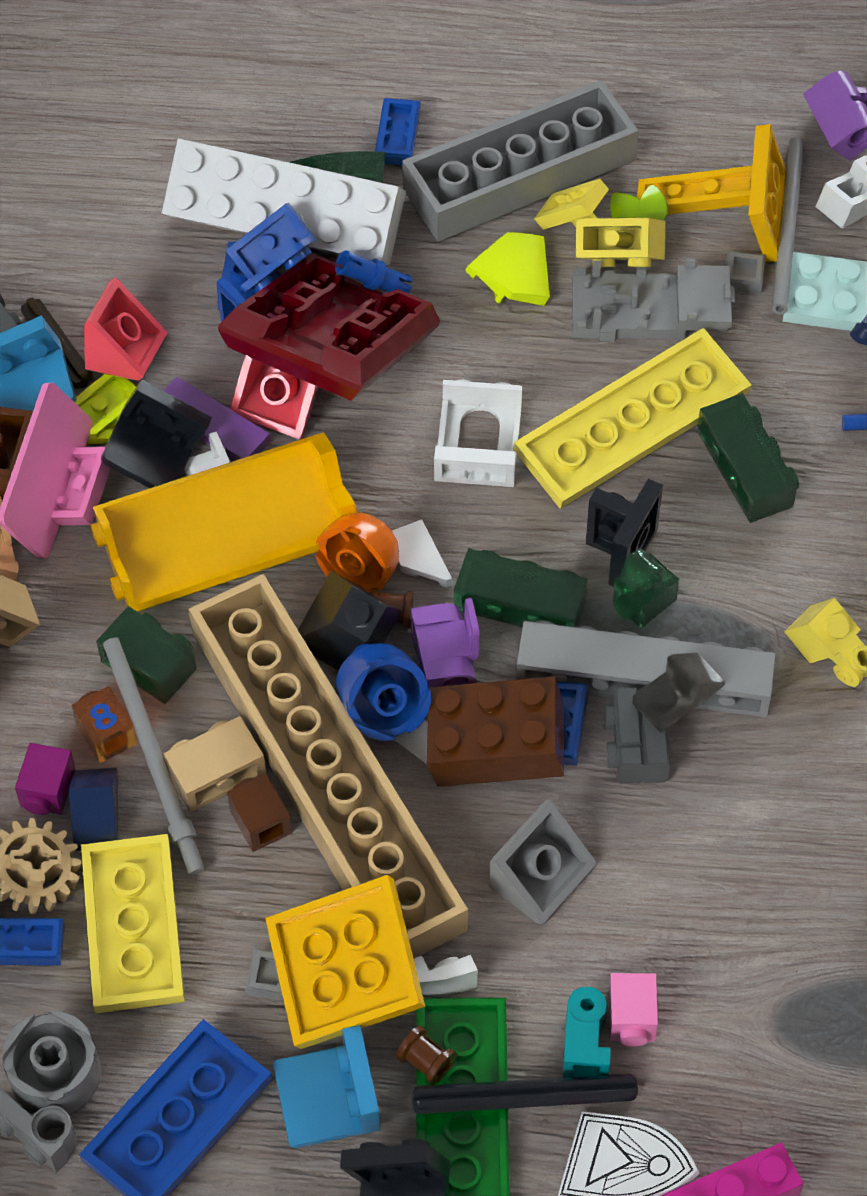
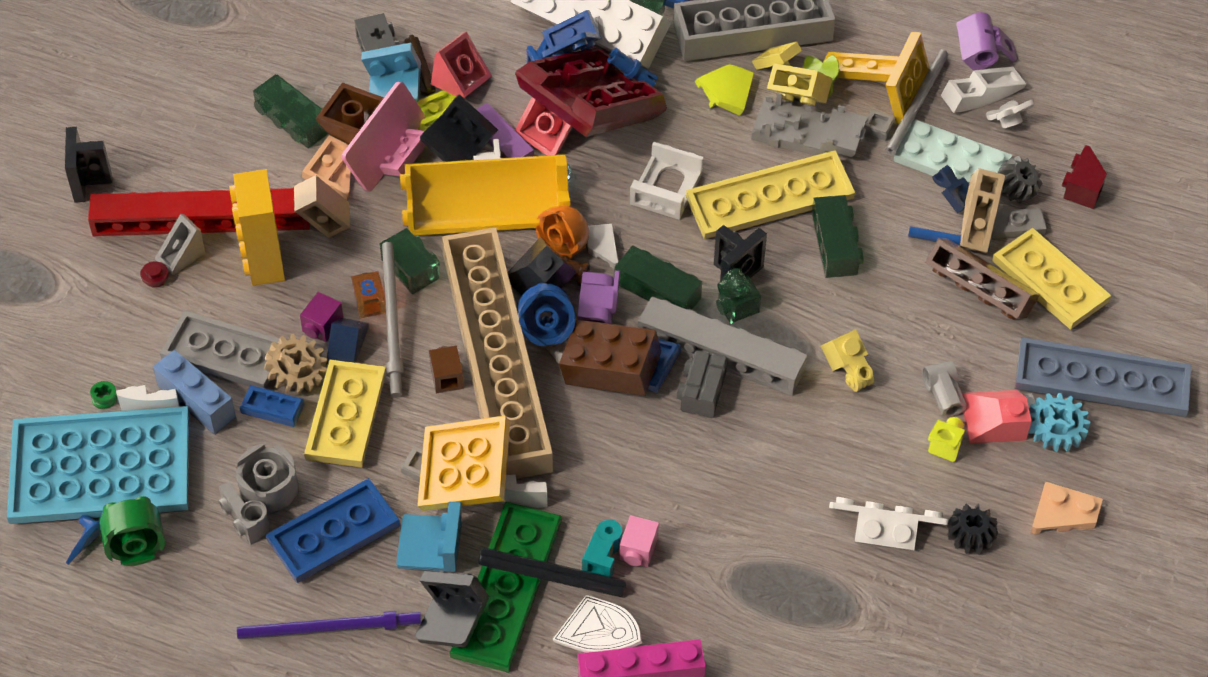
camera: 15 degrees right, 5 degrees down
(214, 762) = (427, 332): tan brick -> none
(426, 1055) = (497, 533): reddish brown bush -> none
(540, 864) = (611, 442): light grey slope -> none
(678, 690) = (735, 360): clear smoke slope -> none

